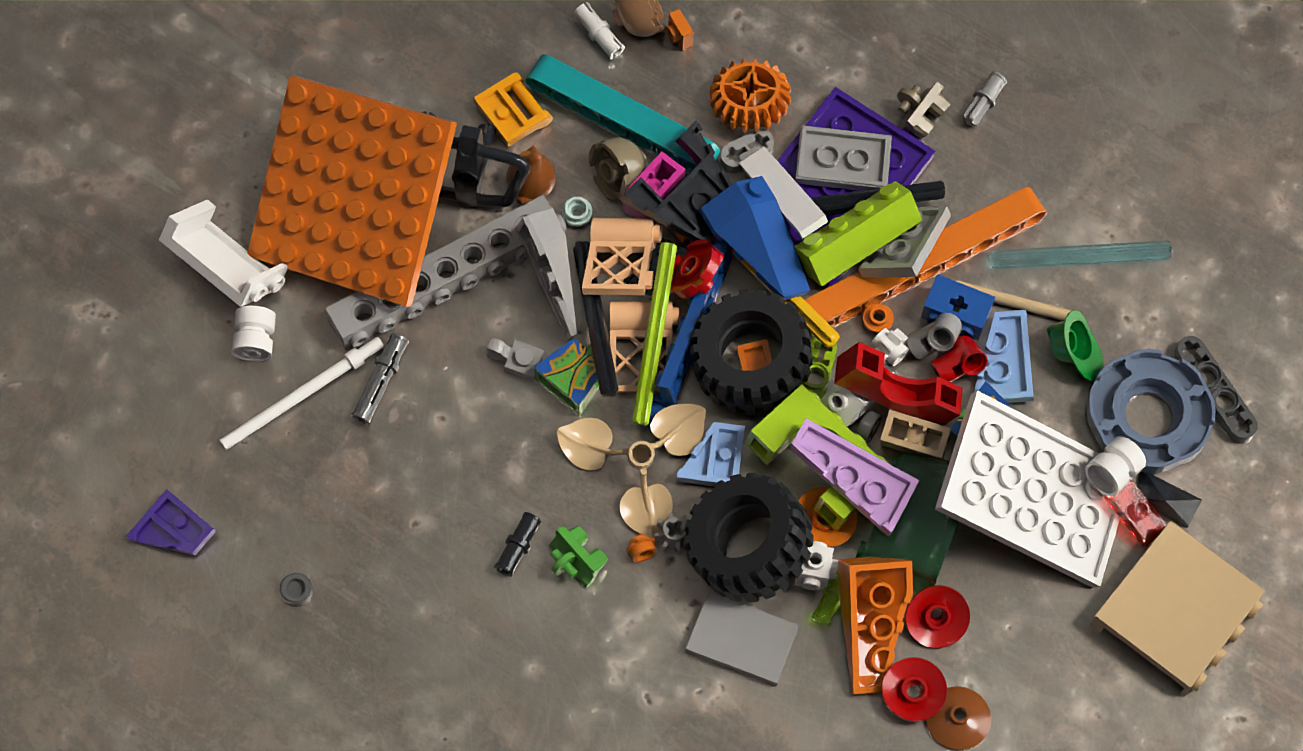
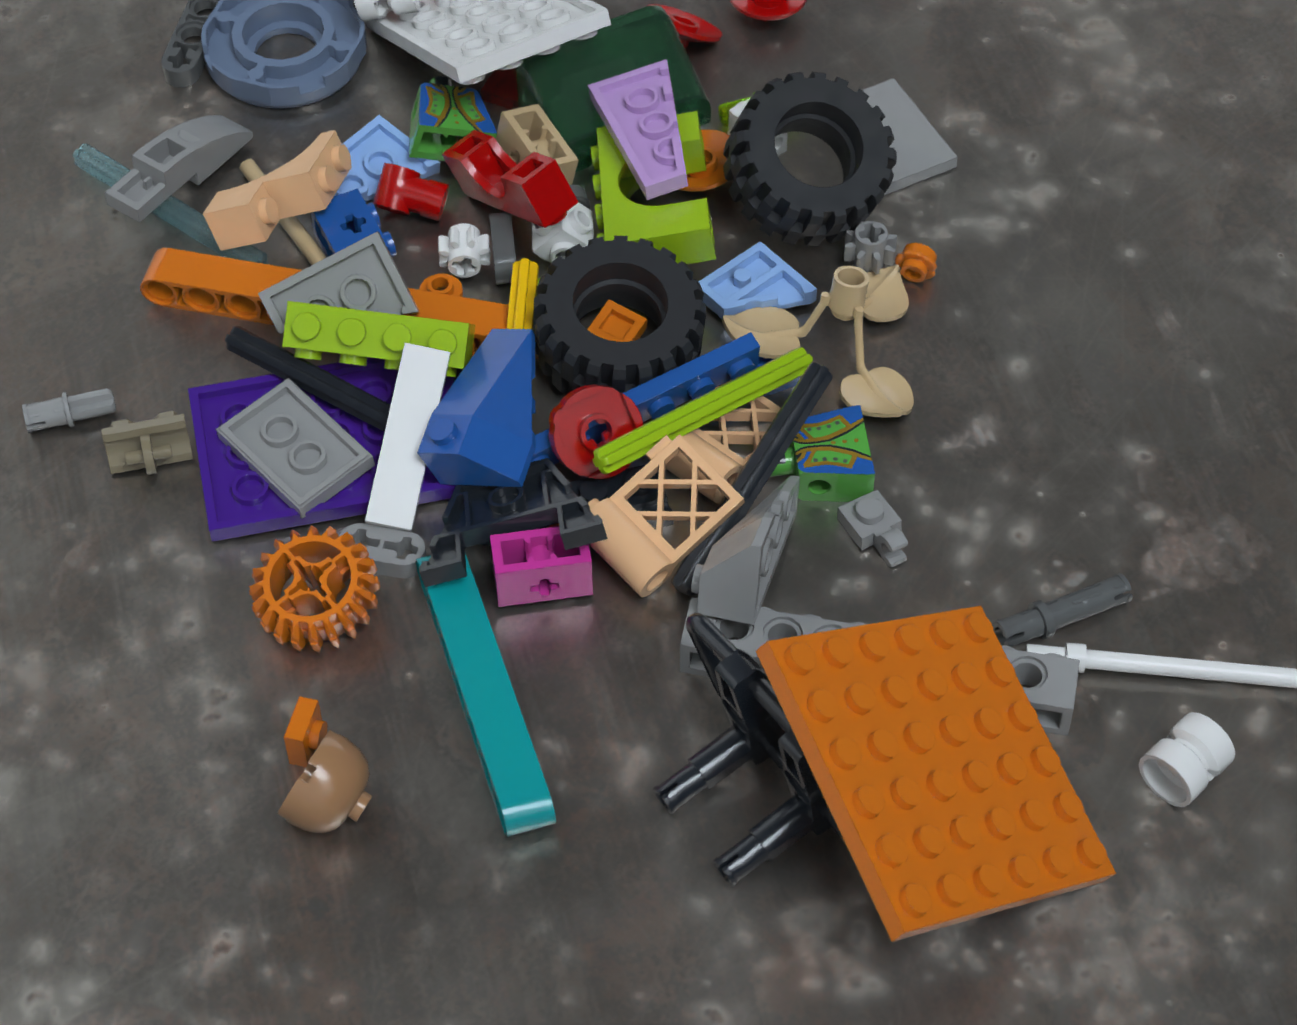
camera: 135 degrees left, 15 degrees down
(218, 256) = (1161, 869): white panel -> none
(504, 113) = (622, 805): light orange plate -> none
(517, 544) = (1049, 349): black pin -> none
(540, 178) = (665, 698): dark orange hat -> none
(573, 204) = (649, 616): light aqua plate -> none
(573, 558) = (1002, 294): bright green hips -> none
(599, 30) = (399, 814): white pin -> none
(617, 165) = (553, 619): dark tan cylinder -> none
(873, 610) = (743, 57): orange wedge -> none
(930, 338) = (406, 214): light grey piece -> none
(1005, 295) = (299, 187): none -> light nougat arch
(1075, 344) = (285, 132): green piece -> none
(1101, 274) = (171, 159): none -> light grey slope

